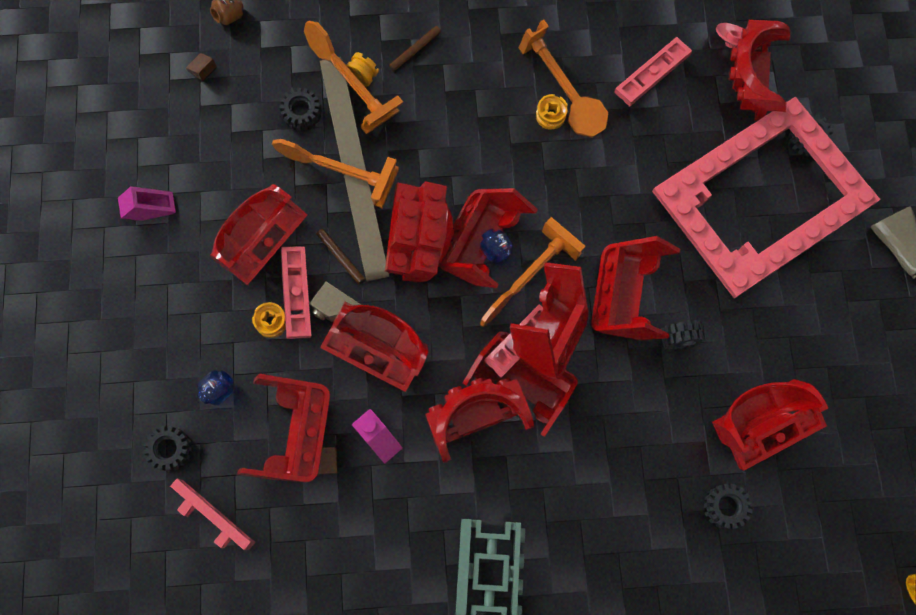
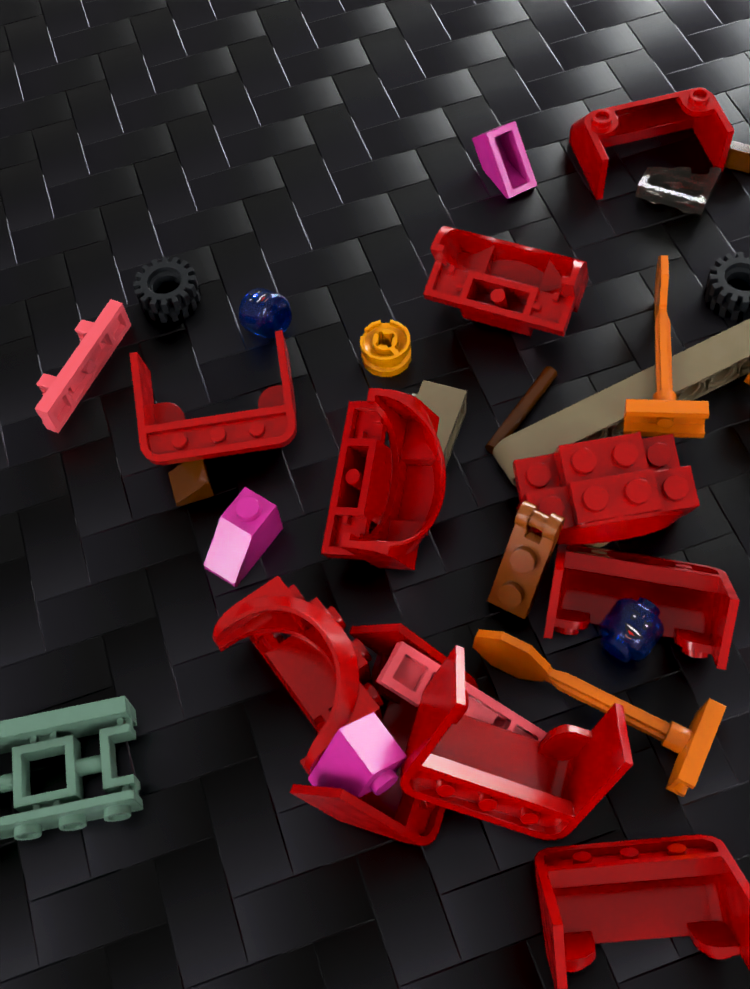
camera: 85 degrees right, 15 degrees down
(148, 139) = (647, 119): none -> red windscreen
(213, 111) = (678, 187): none -> clear smoke wing
(295, 292) = (440, 358): coral hinge -> none
(447, 283) = (525, 560): none -> dark orange plate
(541, 396) = (360, 759): none -> dark pink slope

